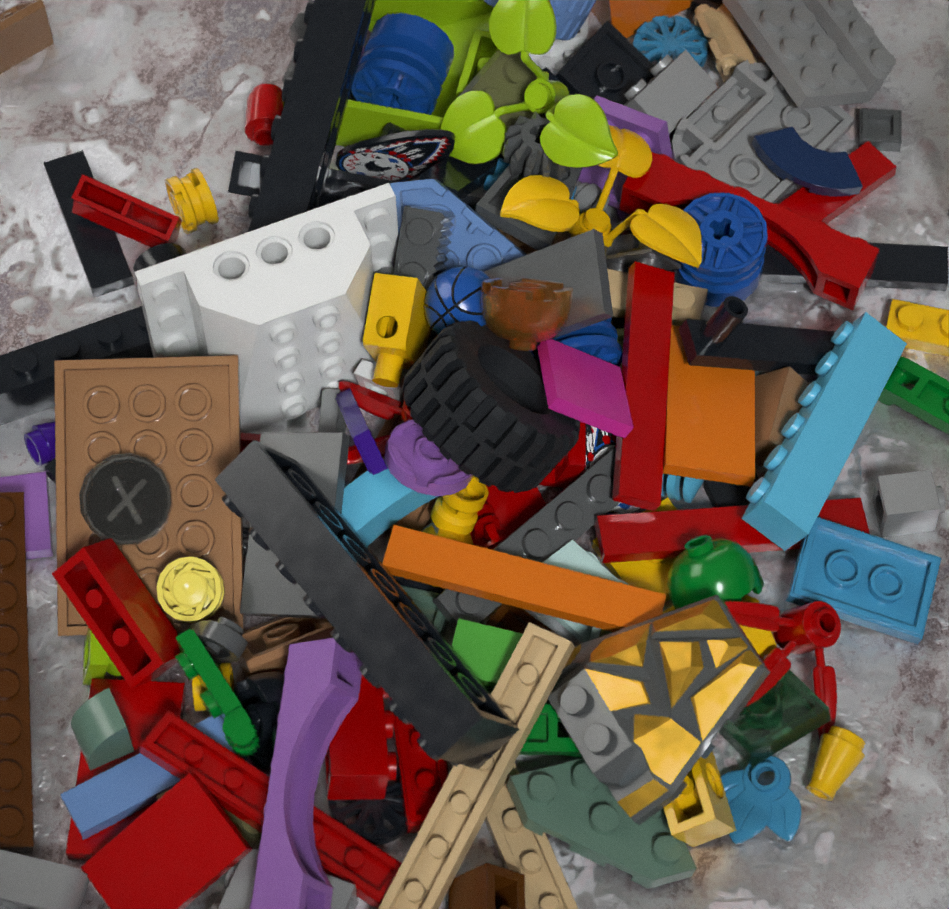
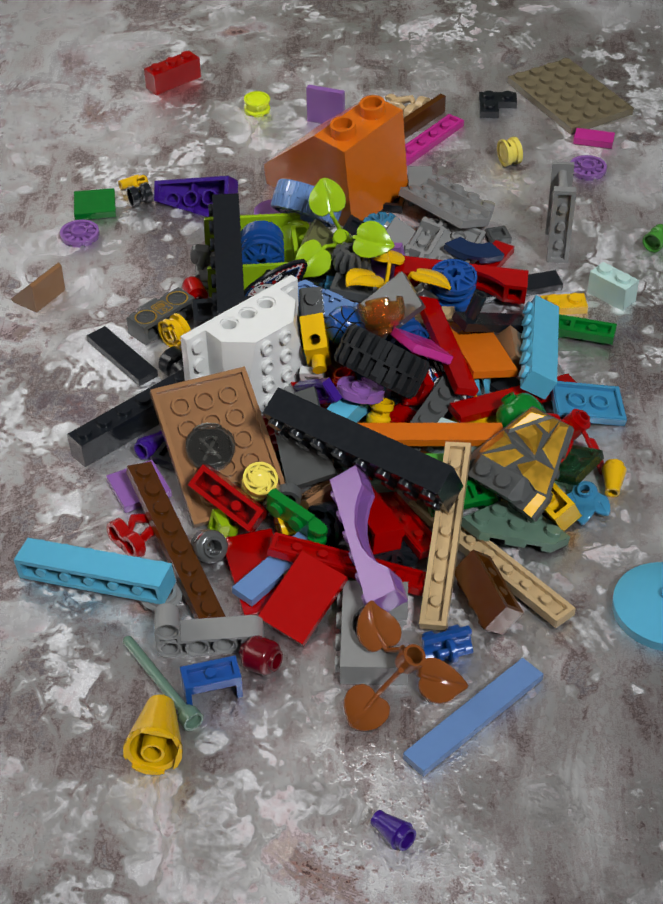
camera: 20 degrees left, 15 degrees down
(57, 693) = (209, 546): none -> dark grey head
(101, 730) = (241, 553): sand green brick -> none
(124, 213) = (142, 341): red piece -> none
(182, 146) = (144, 322): none -> dark grey piece
(724, 37) = (406, 214): tan hinge -> none
(907, 503) = (591, 368): light grey brick -> none

